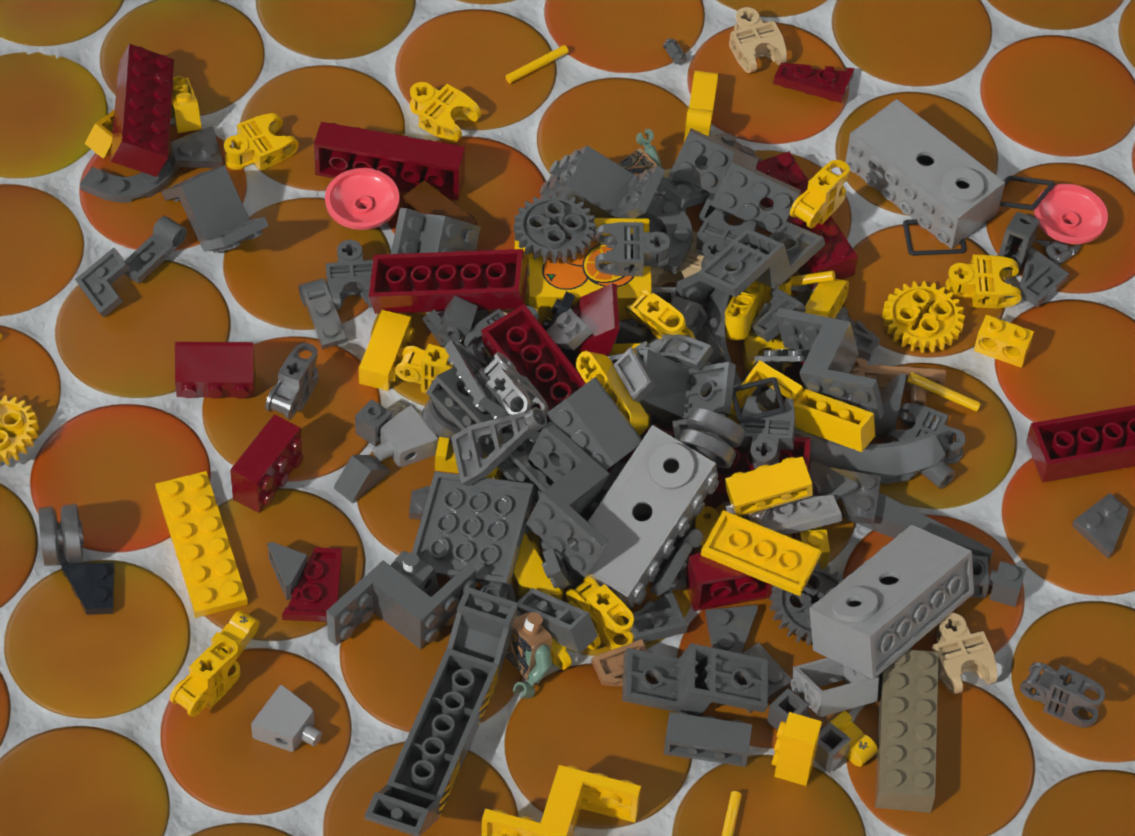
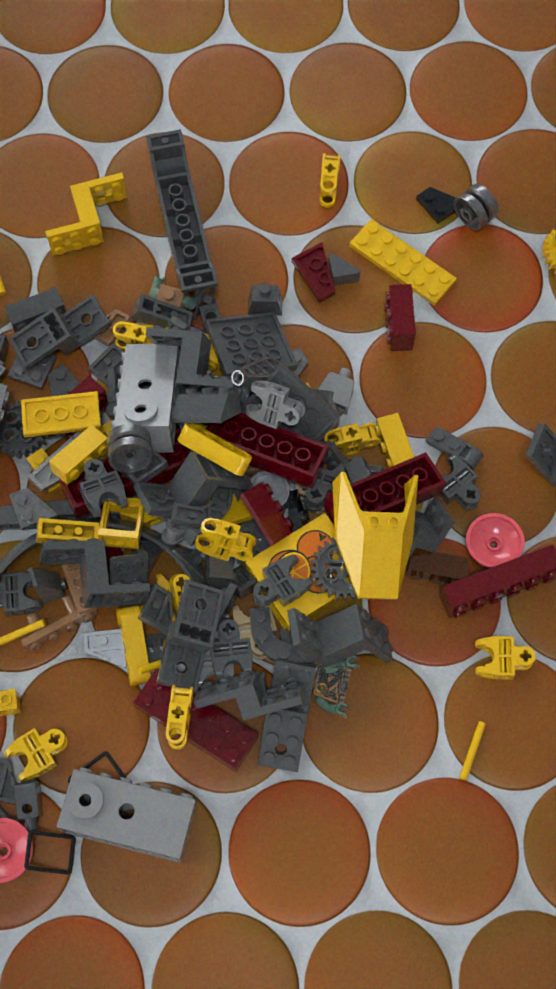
camera: 150 degrees right, 15 degrees up
(215, 369) = (481, 361): dark red slope -> none
(240, 629) = (338, 217): yellow leg -> none
(285, 722) = (272, 187): light grey torso -> none
(294, 382) = (427, 378): flat silver piece -> none
(360, 476) = (344, 355): dark grey slope -> none
(370, 420) = (363, 388): dark grey brick -> none
(399, 605) = (245, 274): dark grey bracket -> none
(519, 201) = (373, 543): none -> yellow windscreen
(568, 331) = (278, 490): flat silver wing -> none
(634, 374) = (205, 462): flat silver tile -> none
(674, 51) = (383, 829): dark grey piece -> none
(701, 102) = (327, 780): yellow beam -> none
(755, 40) = (335, 886): tan piece -> none
(764, 414) = (106, 509): black piece -> none
(818, 82) = (261, 870): dark red wing -> none
(829, 482) = (52, 501): dark grey piece -> none
(935, 328) = (83, 692): yellow gear -> none

